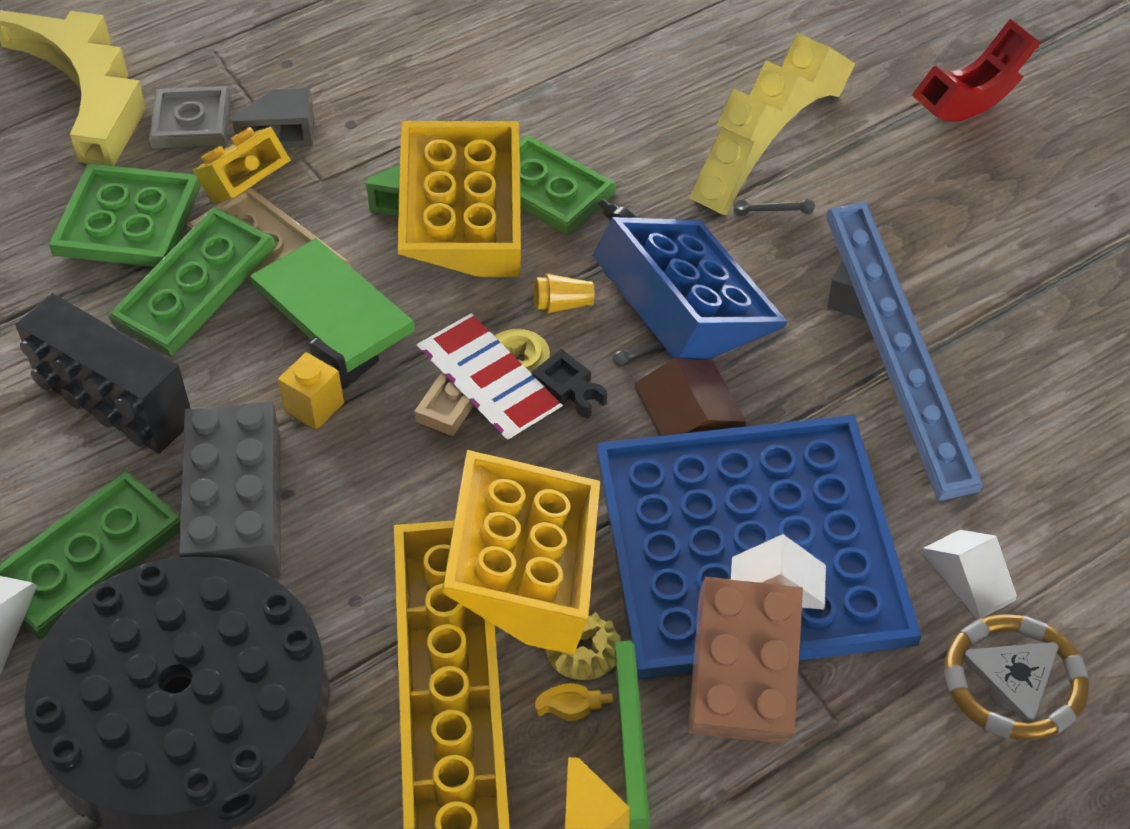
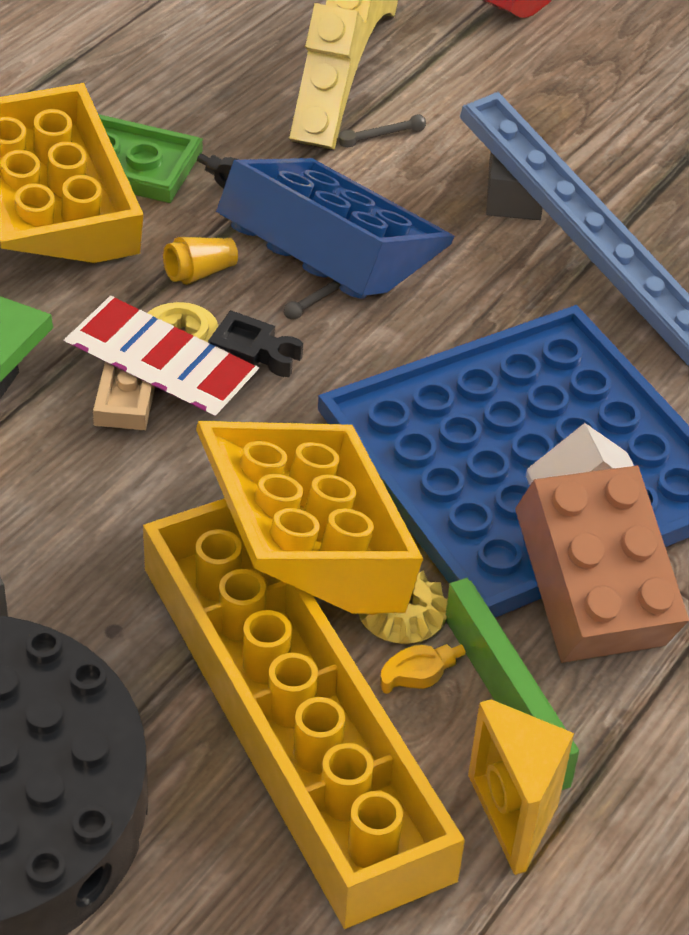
camera: 25 degrees left, 5 degrees down
(688, 398) = (386, 332): reddish brown slope -> none

